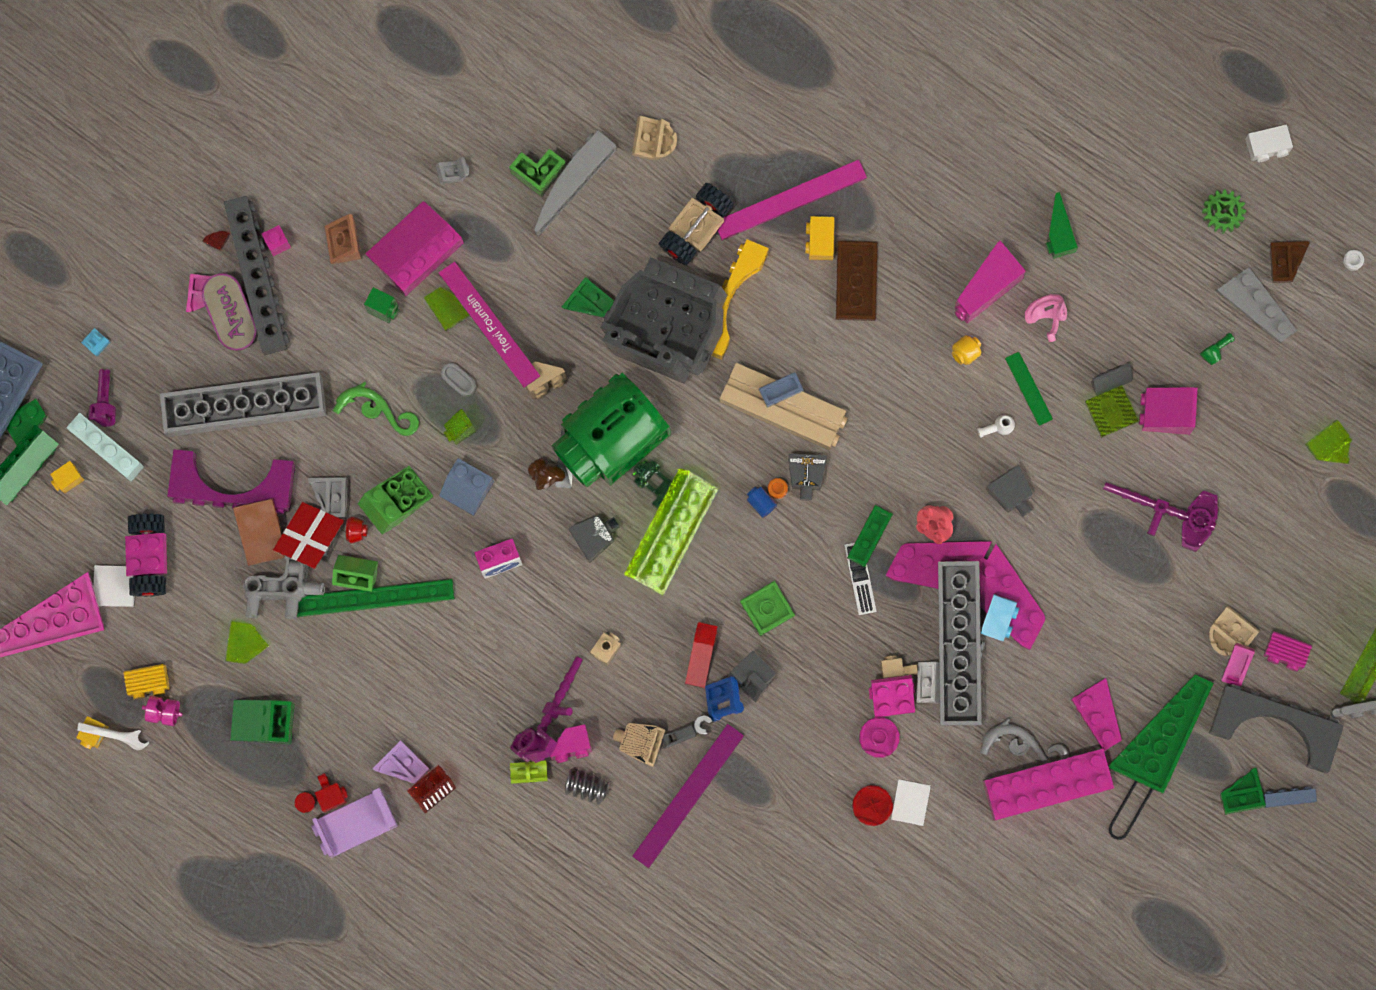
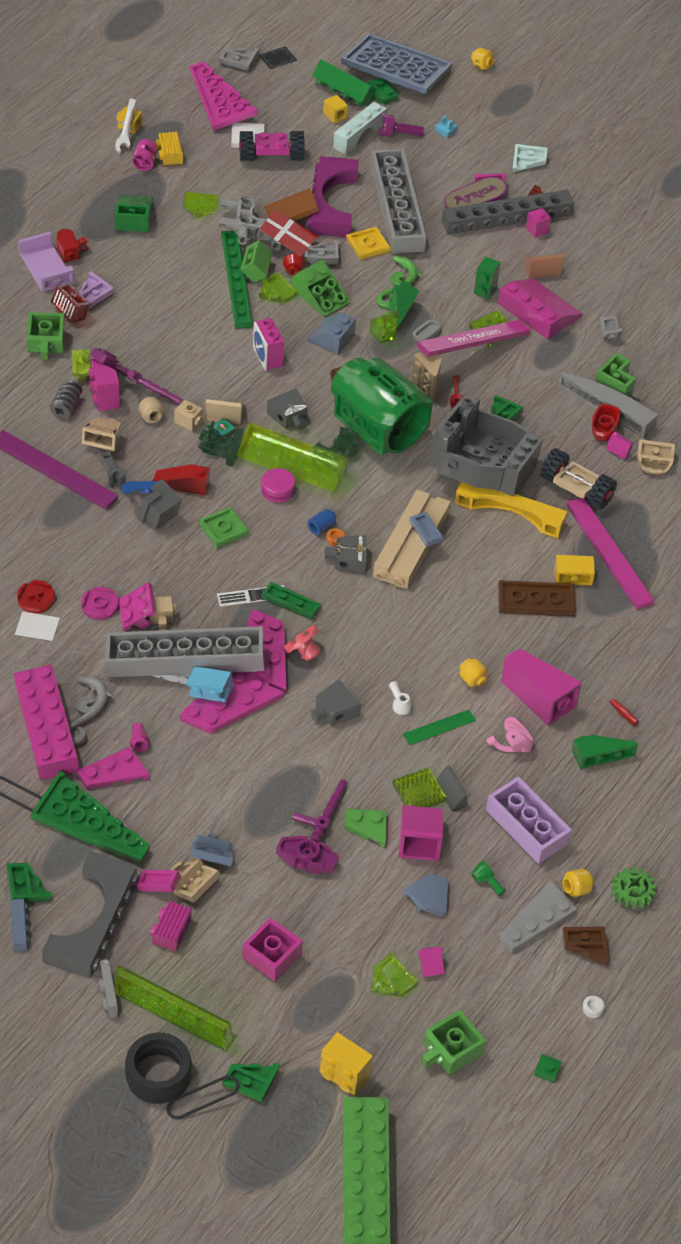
camera: 80 degrees right, 30 degrees down
(152, 245) = (528, 157): none -> light aqua wing
(308, 442) = (368, 243): none -> yellow tile
(391, 550) = (277, 289): none -> clear neon green slope
(422, 407) = (402, 299): none -> green slope
(496, 815) = (45, 333): none -> bright green hinge
(569, 350) = (455, 398): none -> red hinge
(591, 608) = (219, 409): none -> tan slope
(598, 690) = (151, 410): none -> tan head
(606, 187) = (605, 421): none -> red piece
(620, 610) = (225, 427): none -> tile
(638, 175) = (619, 445): none -> dark pink tile
(652, 601) = (211, 439): none -> clear green tile
(707, 549) = (278, 485): none -> dark pink head
(1005, 202) = (624, 712): none -> red piece
(1060, 689) = (139, 738): none -> dark pink cone
(1153, 305) = (528, 820): none -> lavender brick
(1155, 462) = (367, 824): none -> bright green wing
(1198, 613) = (212, 849): none -> sand blue slope
(1221, 263) = (578, 882): none -> yellow head
(1237, 405) = (429, 894): none -> sand blue slope
(1312, 407) = (431, 961): none -> dark pink tile
(1314, 554) = (272, 949): none -> dark pink brick

